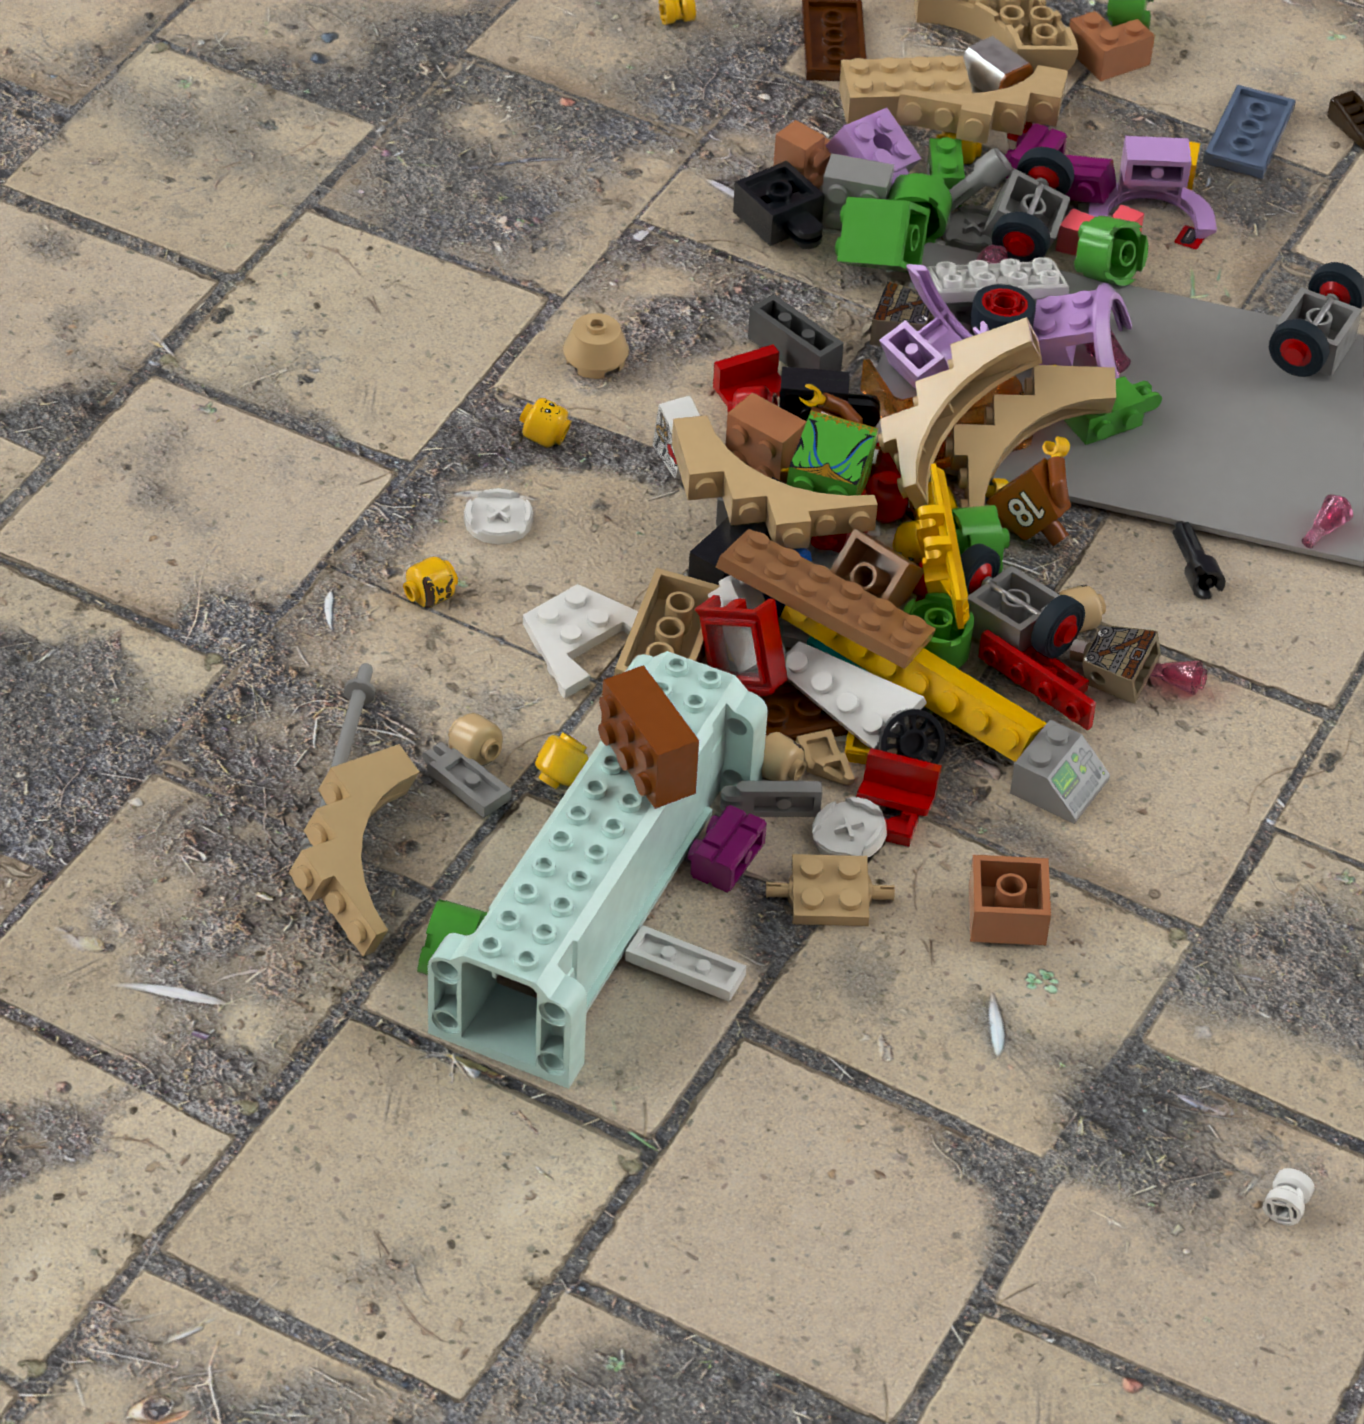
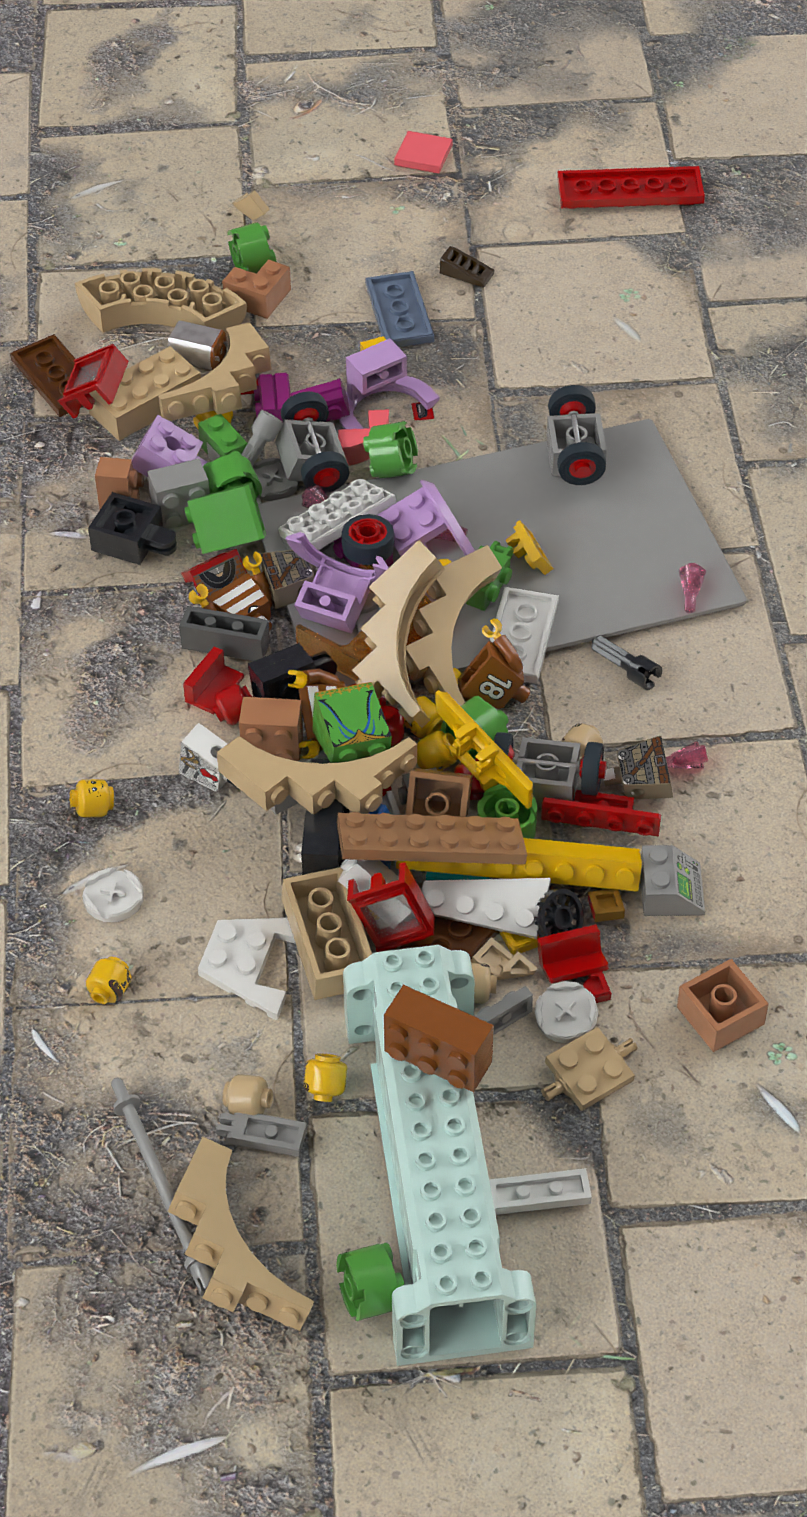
camera: 30 degrees left, 5 degrees up
(596, 345) = (80, 714): tan cone -> none
(727, 848) = (499, 1087): magenta brick -> none
(838, 287) = (216, 571): none -> panel
(844, 317) = (244, 596): none -> torso
(860, 49) = (96, 371): none -> red window
(974, 760) = (606, 905): none -> pearl gold plate
(1111, 479) = (527, 624): none -> white tile
(1181, 406) = (528, 544): none -> yellow plate

